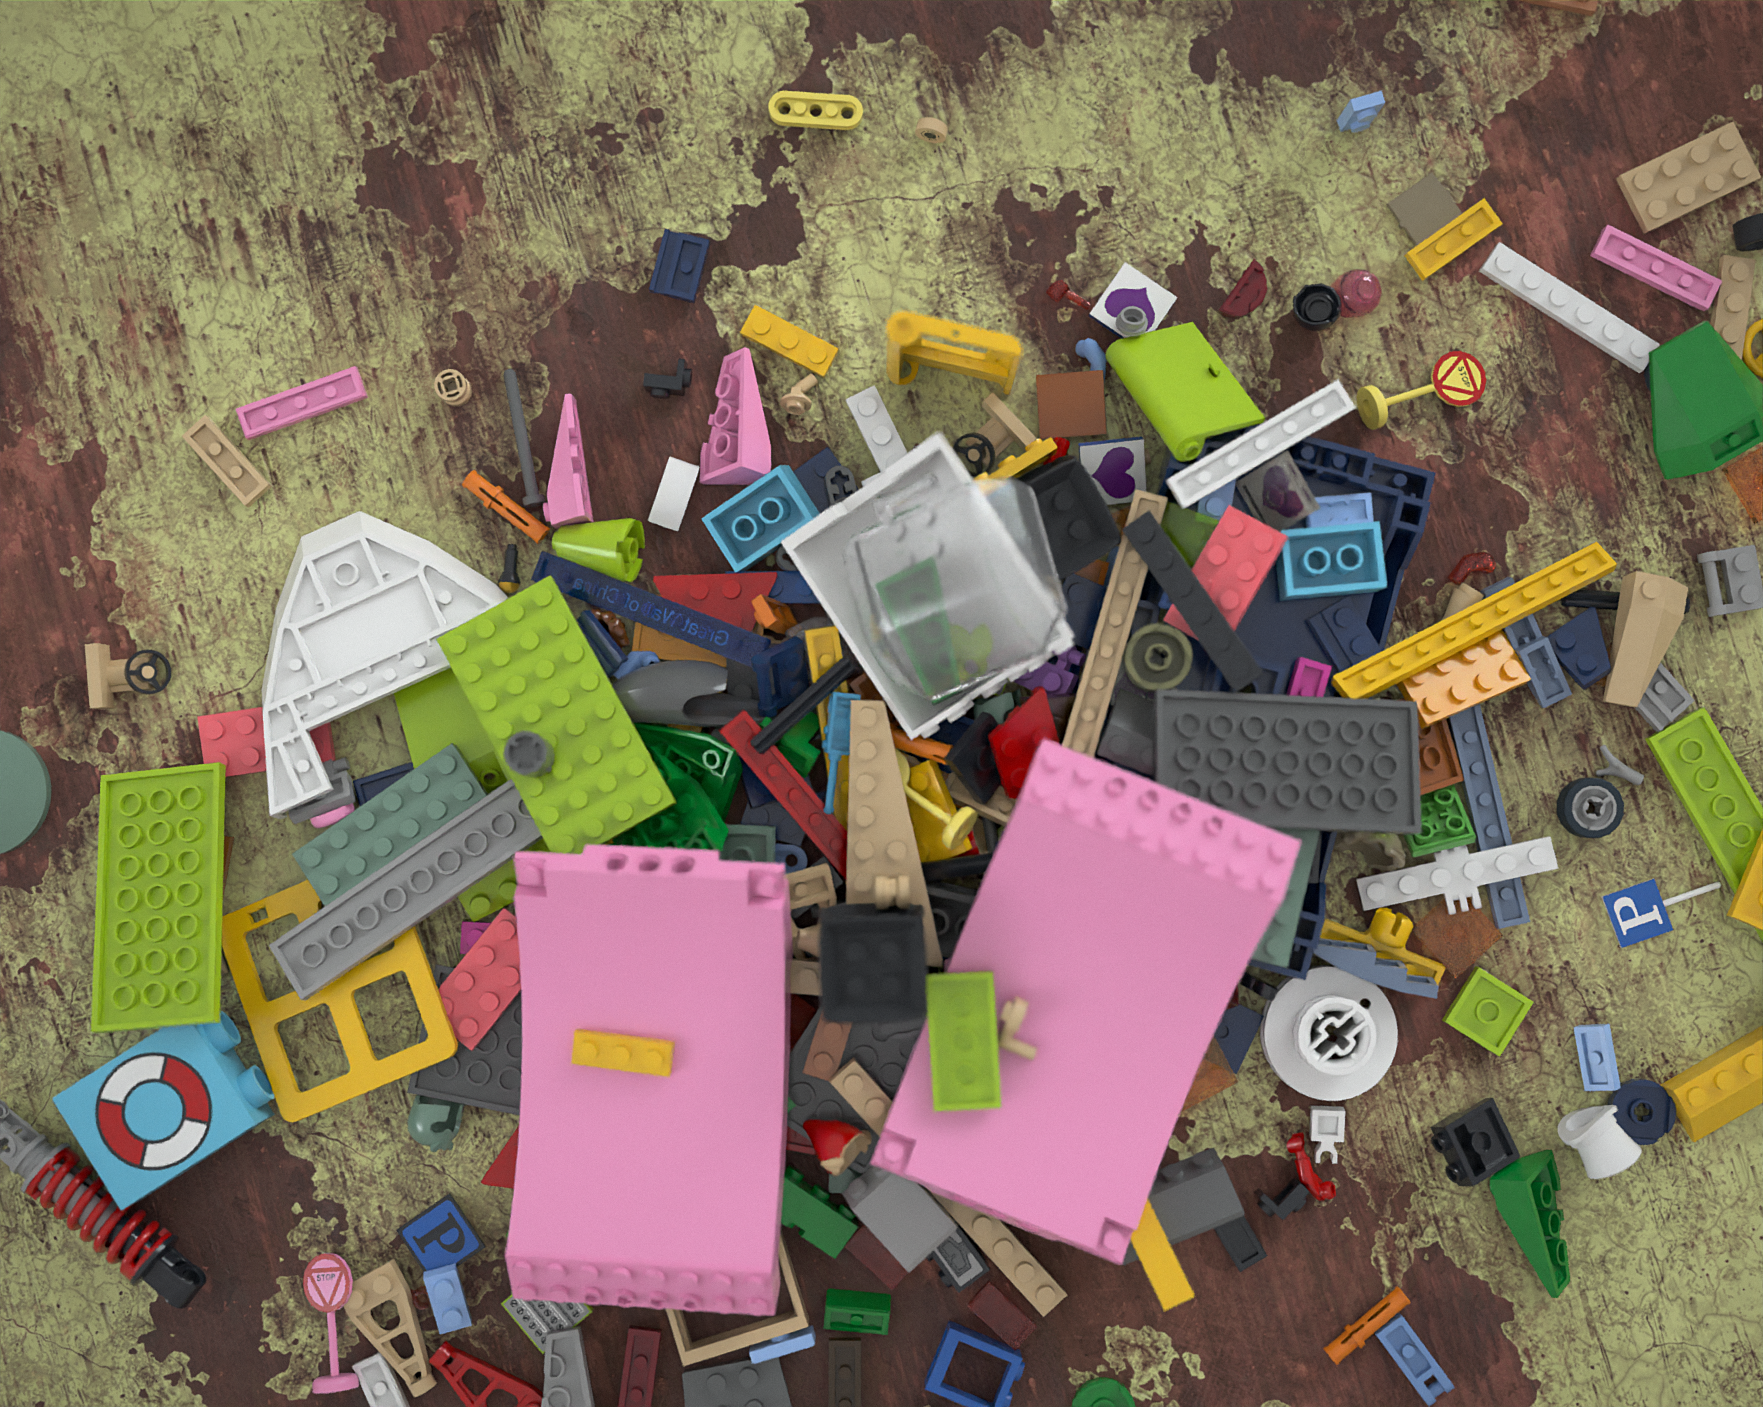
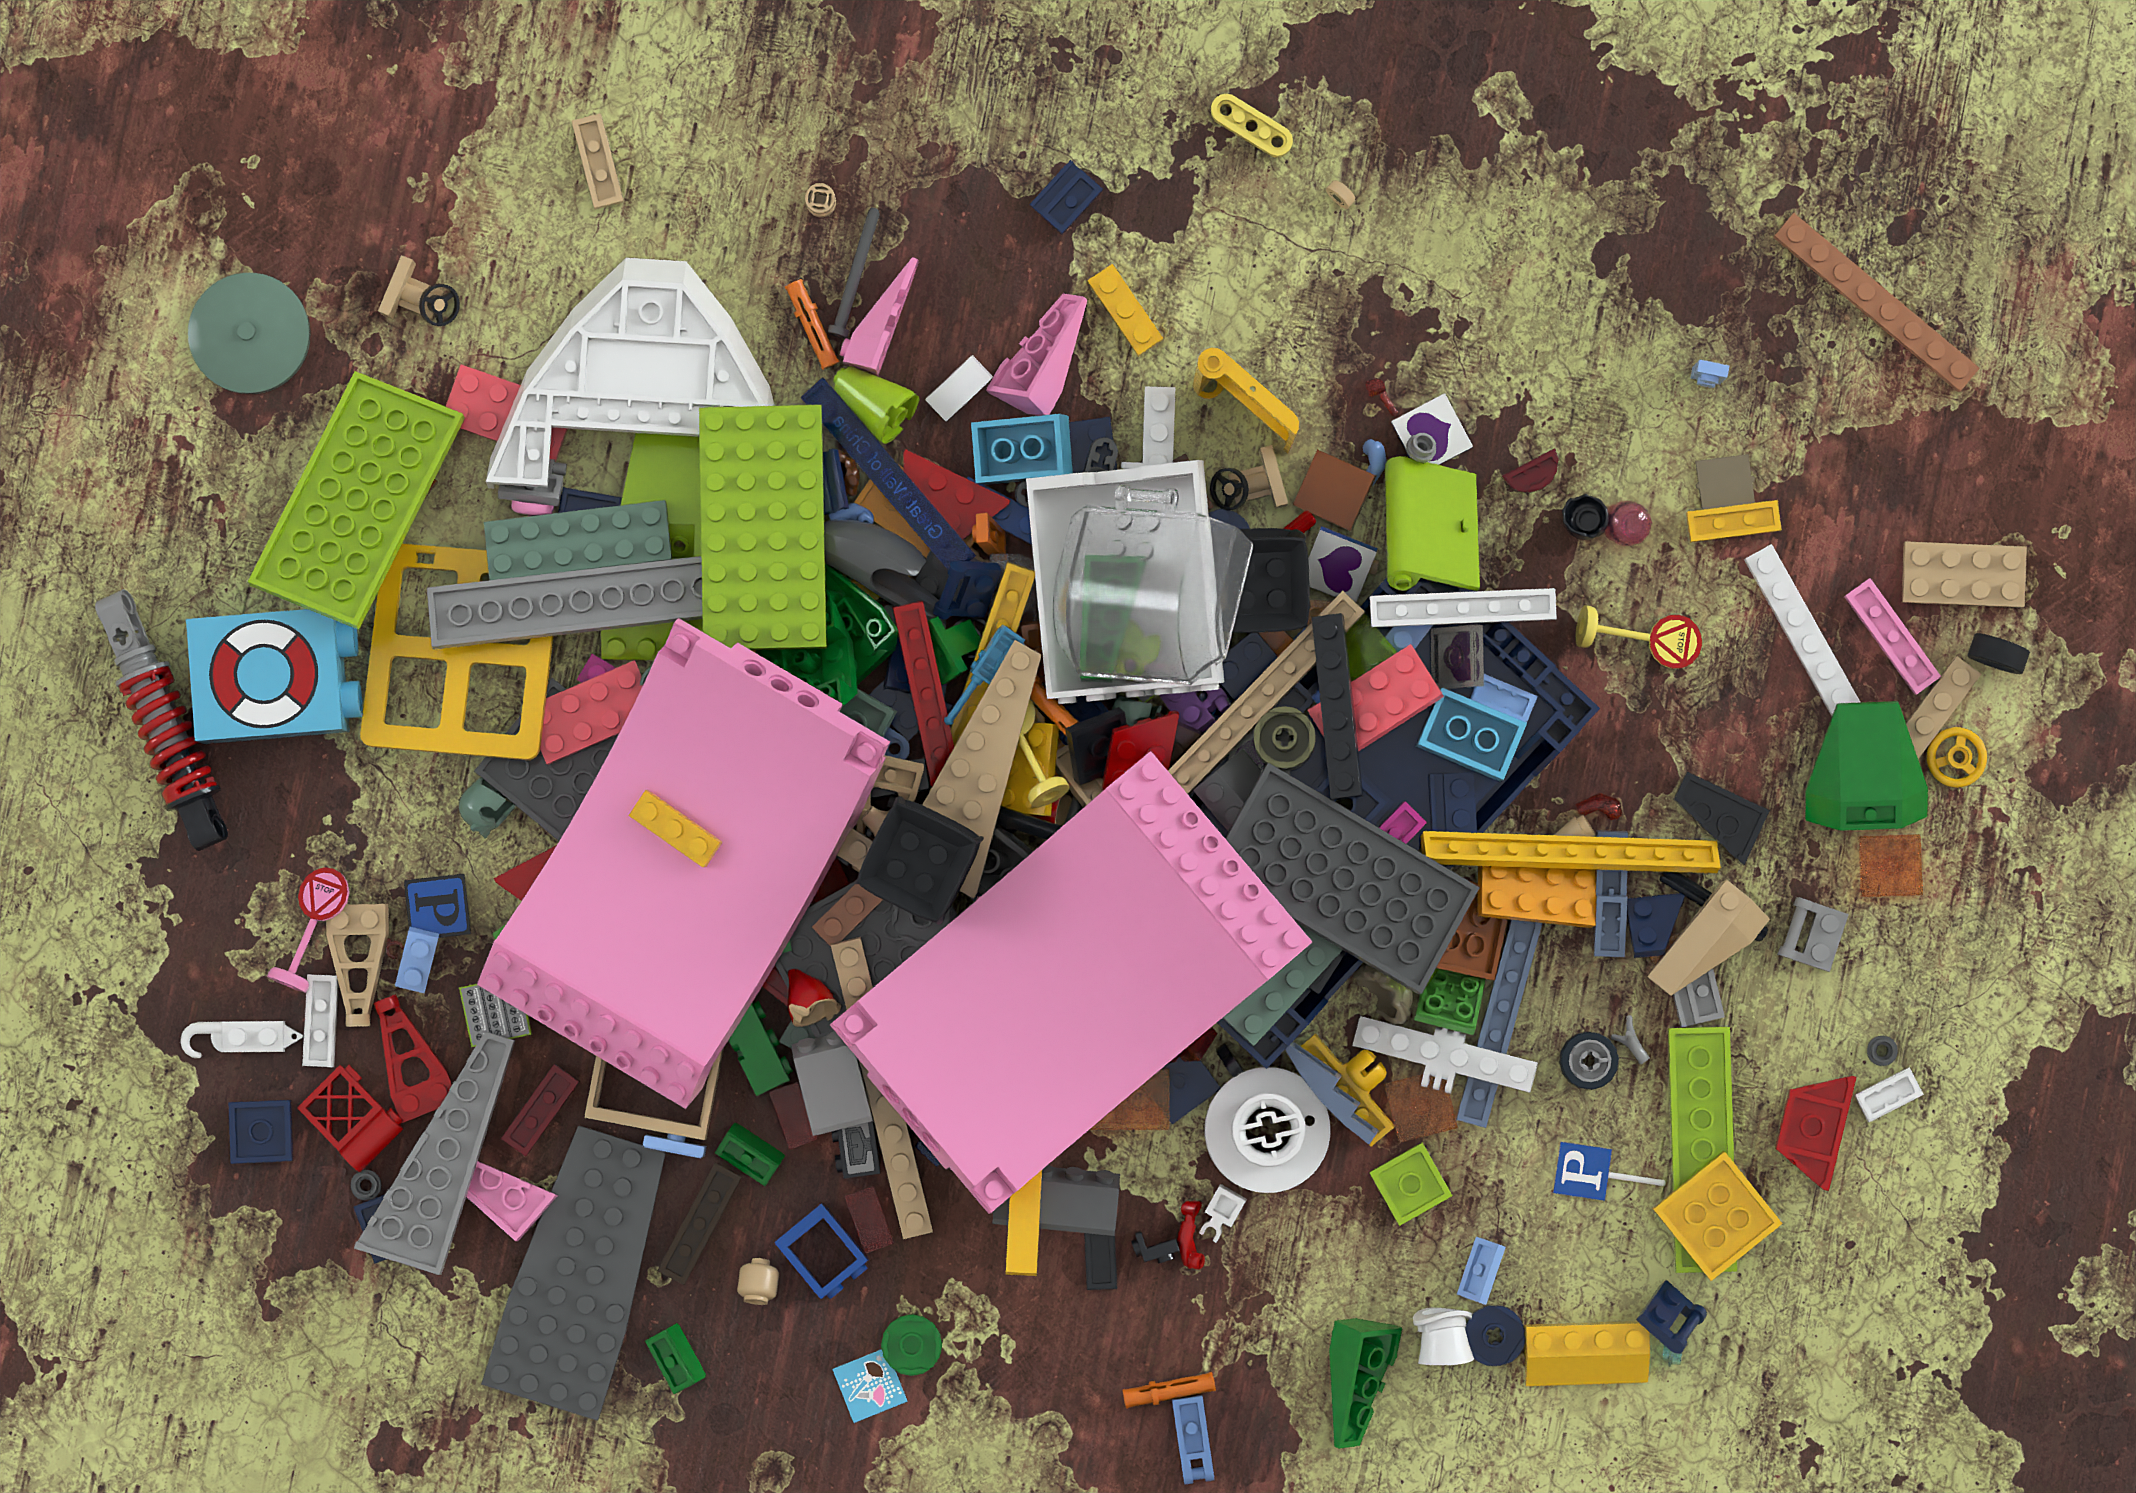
camera: 25 degrees right, 0 degrees up
(301, 403) = (685, 144): bright pink tile -> none
(509, 580) = (782, 387): black piece -> none
(529, 754) = (728, 544): dark grey piece -> none
(664, 386) = (999, 293): black bracket -> none
(796, 401) = (1103, 364): tan plate -> none
(802, 705) = (972, 623): black axle -> none
(892, 892) = (965, 814): tan wheel -> none
(963, 1041) = (958, 963): lime plate -> none
(1013, 1015) = (1009, 963): tan plate -> none
(1036, 453) = (1253, 517): yellow plate -> none
(1474, 1143) = (1340, 1286): black plate -> none
(1589, 514) = (1724, 815): none -> black wing

